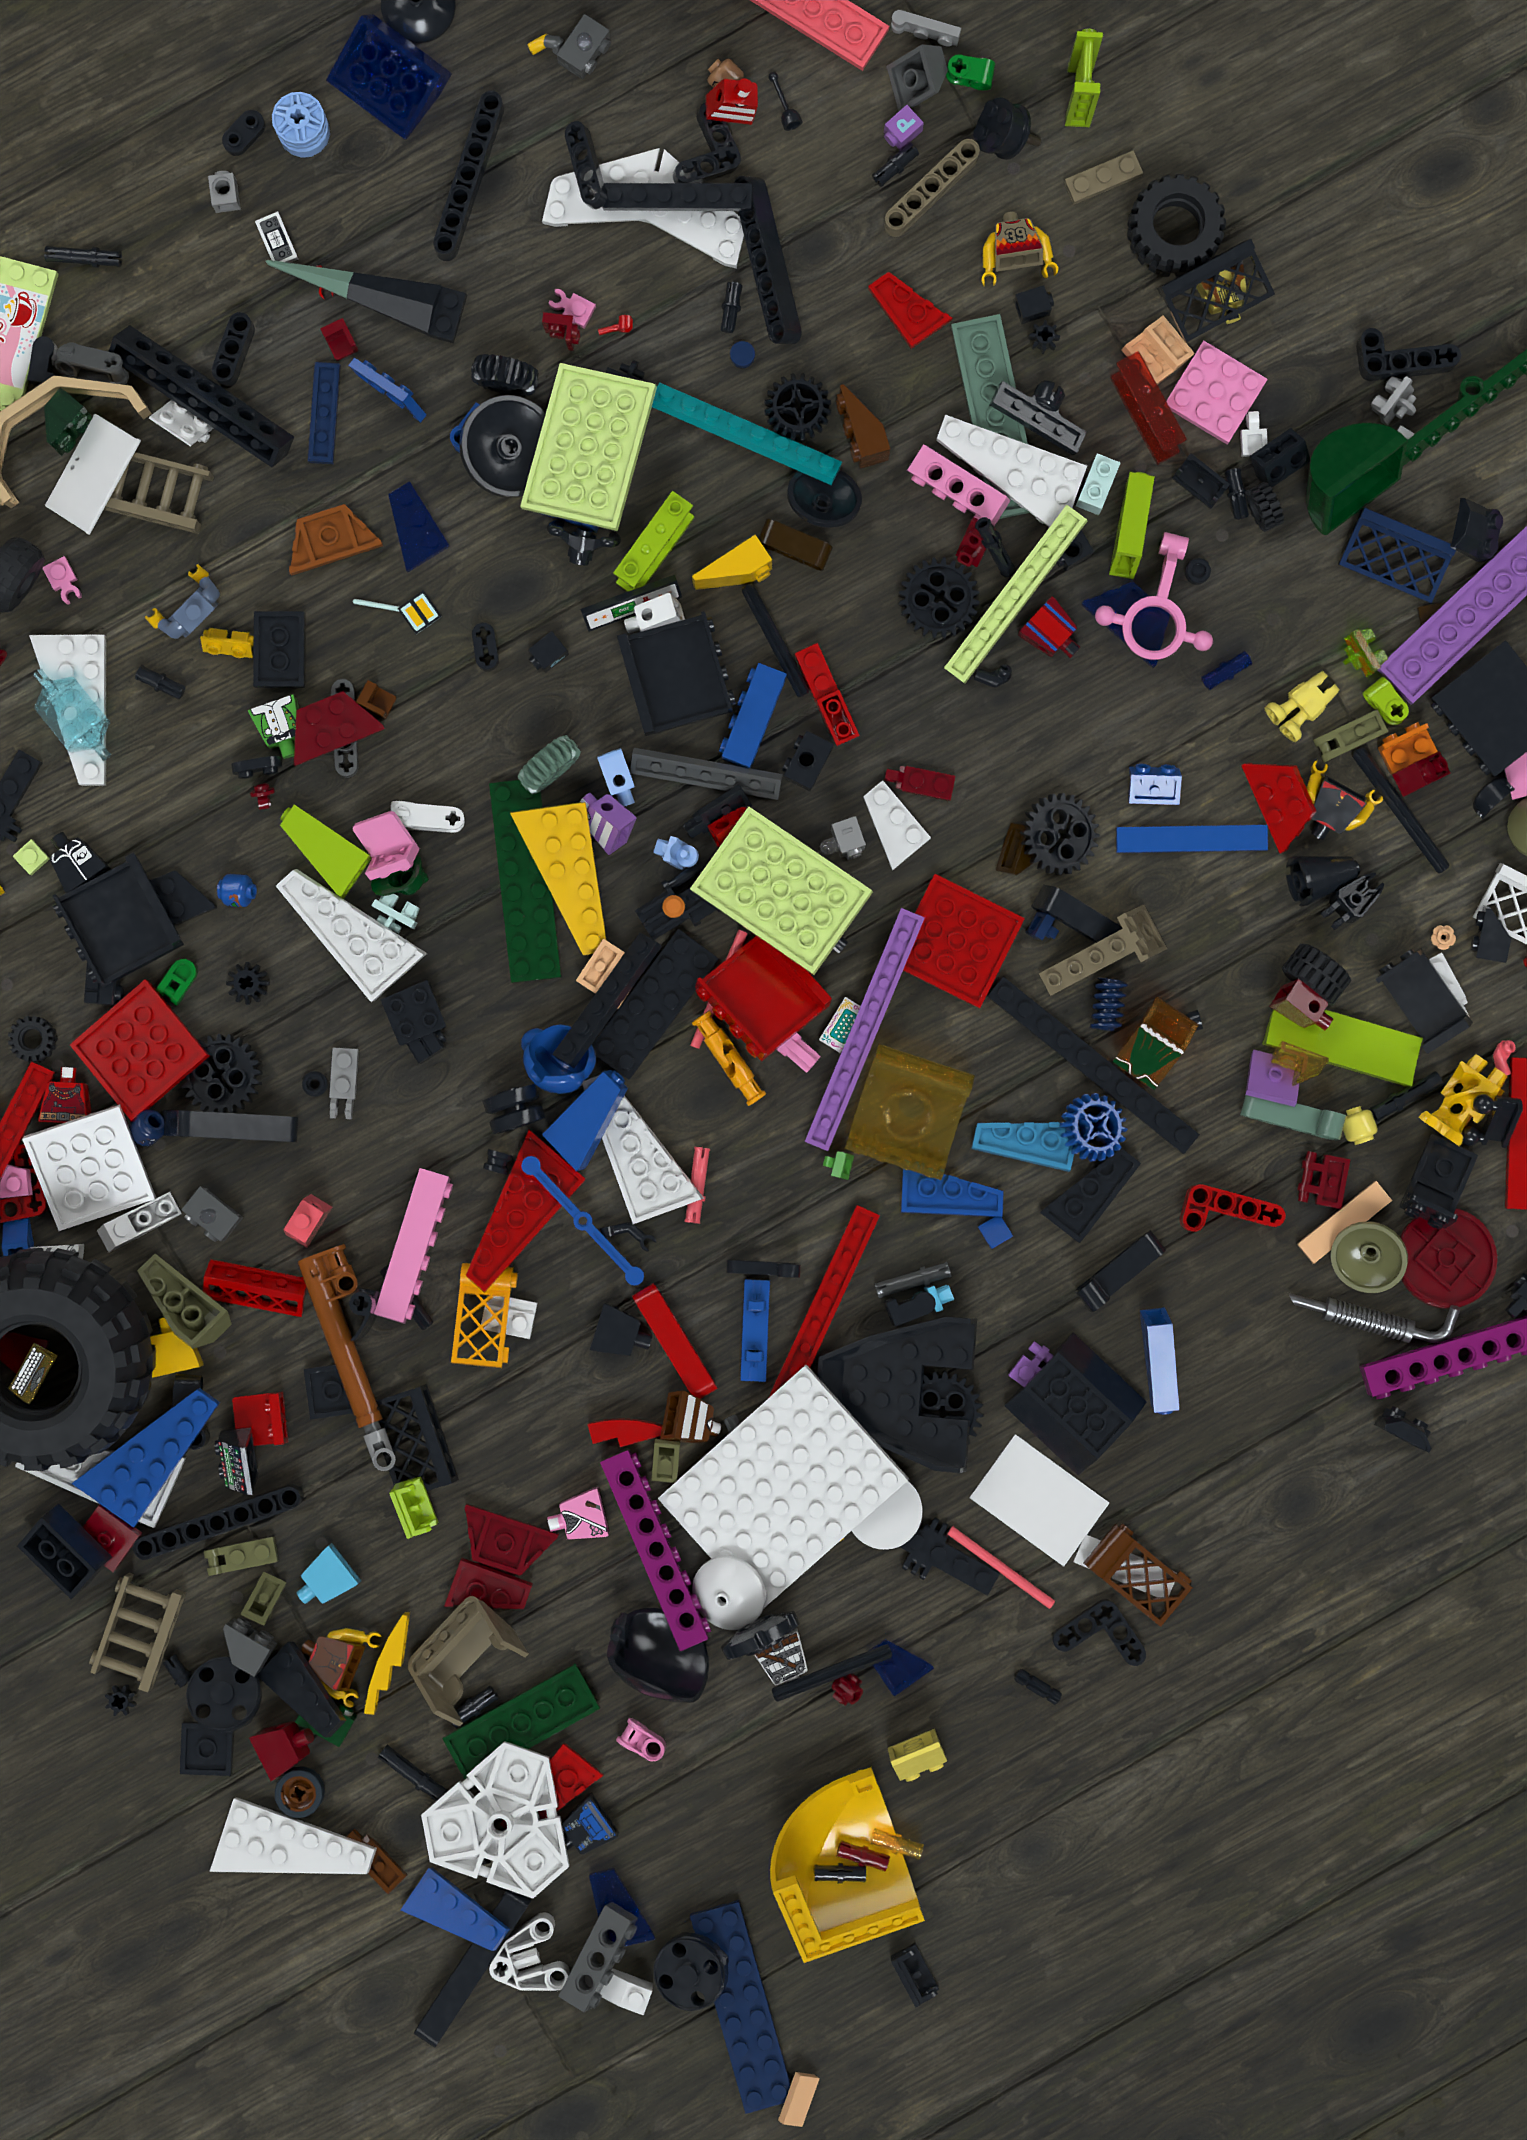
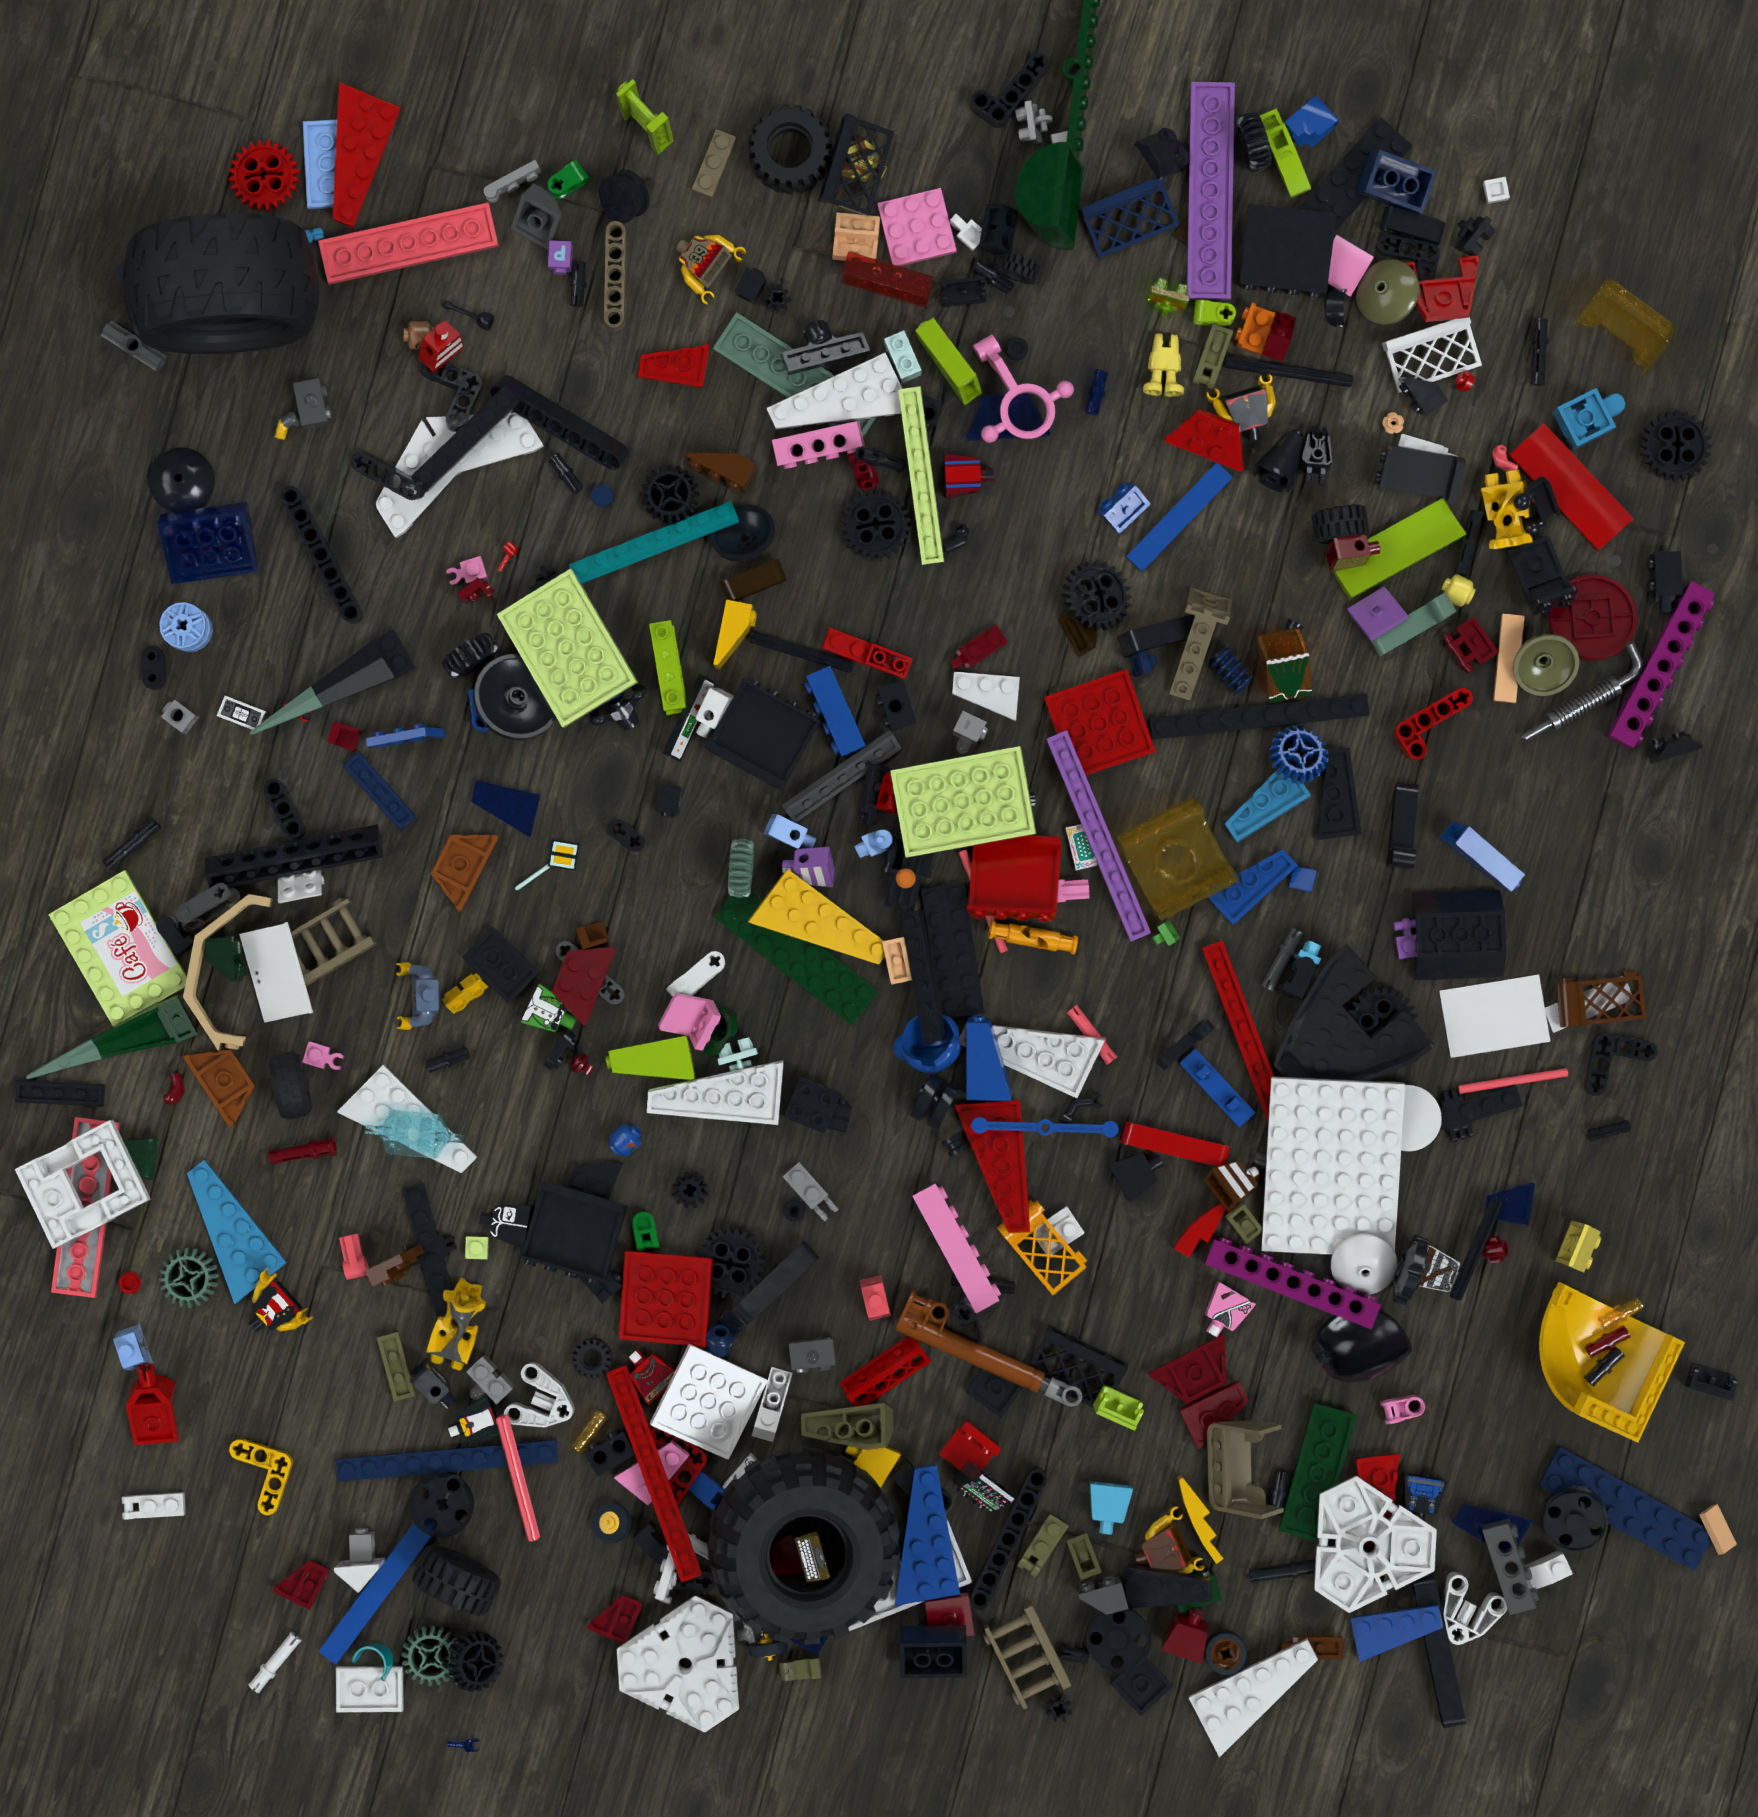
camera: 45 degrees left, 0 degrees up
(1303, 1062) = (1384, 586): clear yellow slope -> none

